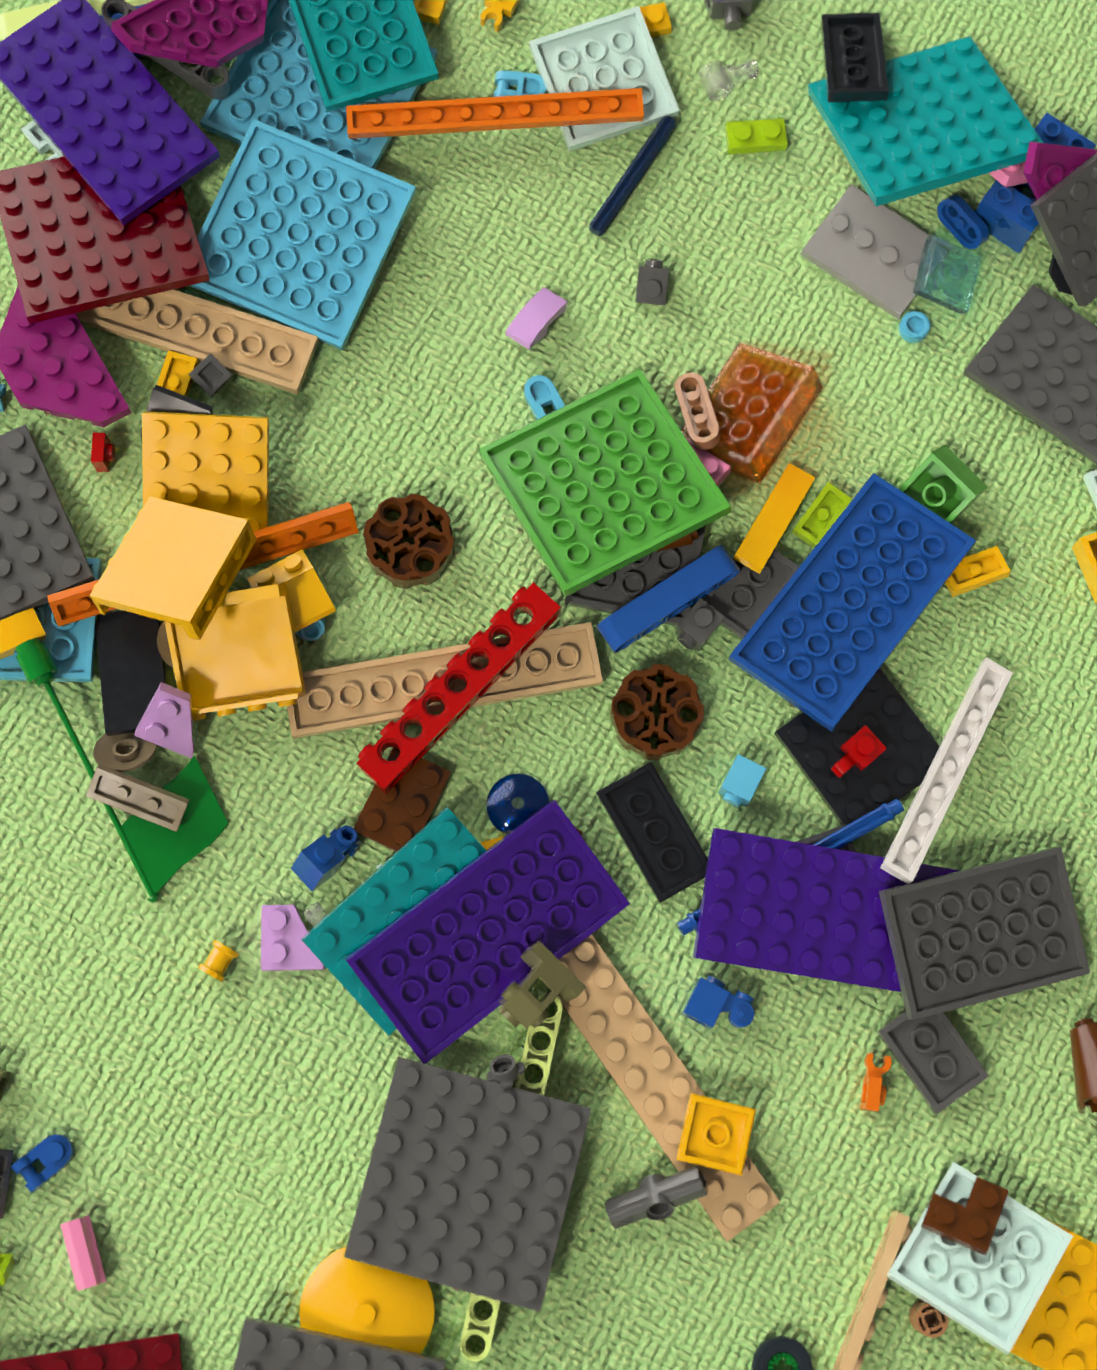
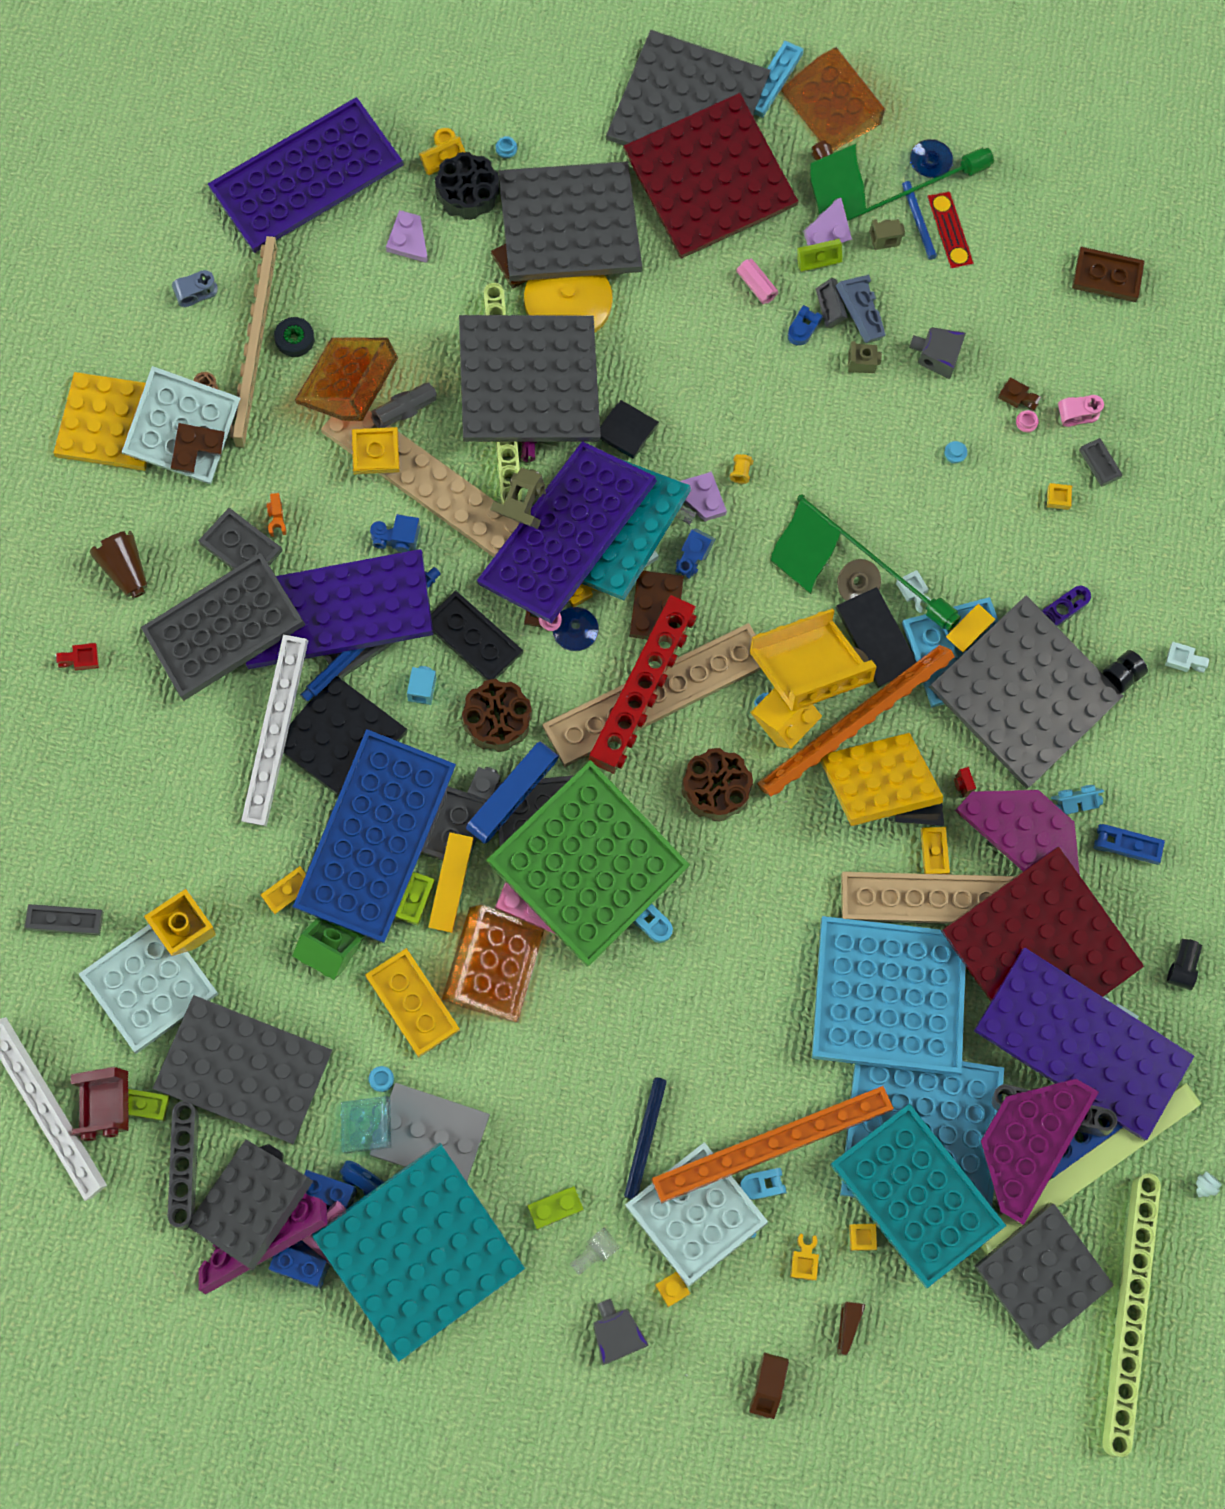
camera: 160 degrees right, 5 degrees down
(50, 721) = (917, 582): none -> light aqua plate
(137, 797) = (836, 548): dark tan plate -> none
(169, 721) = (836, 602): lavender wing -> none
(175, 564) = (873, 691): yellow panel -> none
(210, 375) = (909, 861): dark grey tile -> none
(353, 1069) = (627, 429): none -> black slope
(505, 1070) = (532, 450): dark grey plate -> none
(533, 319) = (682, 987): lavender slope -> none
(652, 282) = (601, 1048): dark grey bracket -> none
(694, 403) = (542, 952): medium nougat plate -> none
(725, 1267) = (348, 377): none -> clear orange slope
(854, 57) = (493, 1296): black plate -> none
(857, 397) = (412, 1002): none -> yellow plate
(859, 751) = (341, 727): red plate -> none

